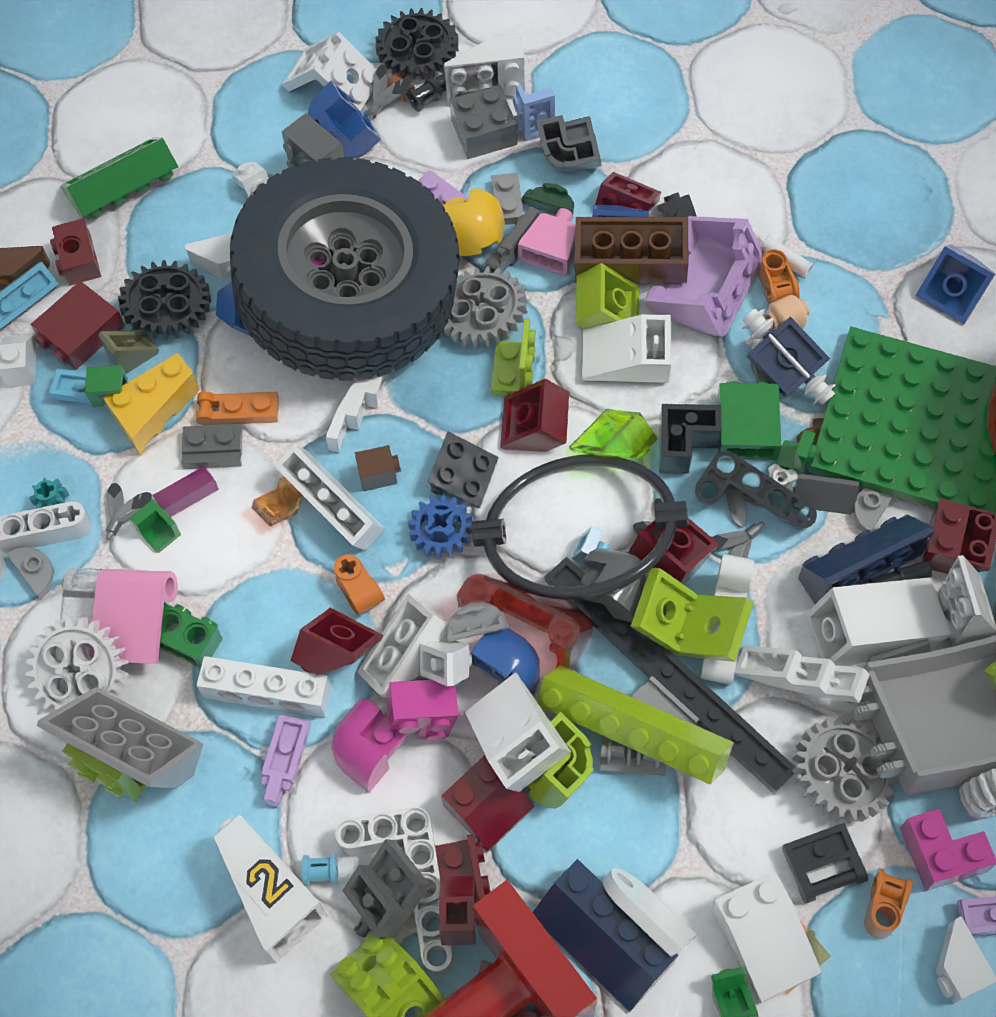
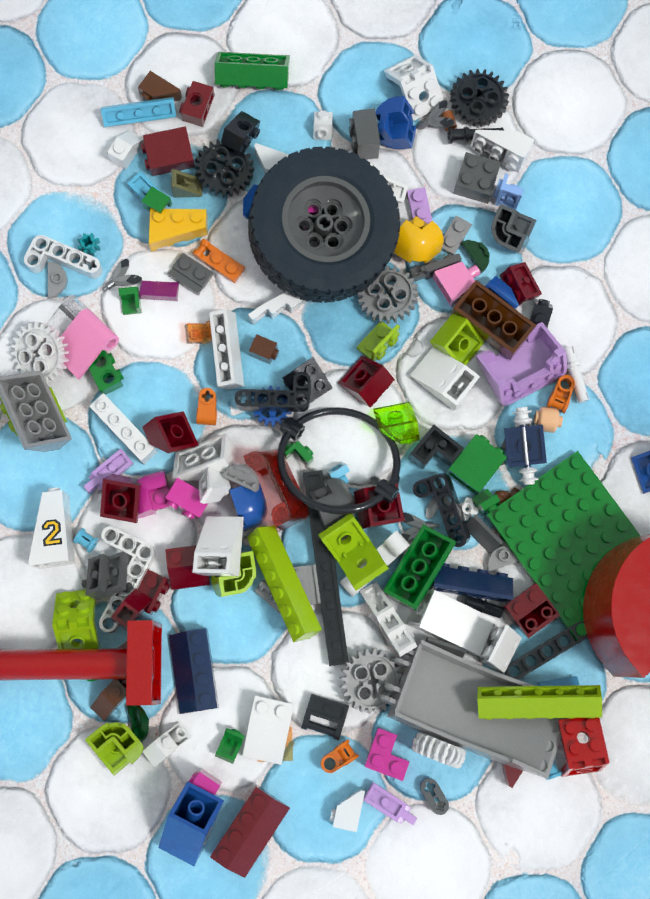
camera: 30 degrees right, 15 degrees up
(156, 244) = (240, 132): none -> black brick
(331, 772) = (120, 498): none -> dark red slope
(407, 531) = (274, 395): none -> black beam
(523, 554) = (304, 453): none -> green bracket
(648, 911) = (220, 676): white tile -> none
(788, 582) = (419, 567): none -> green slope

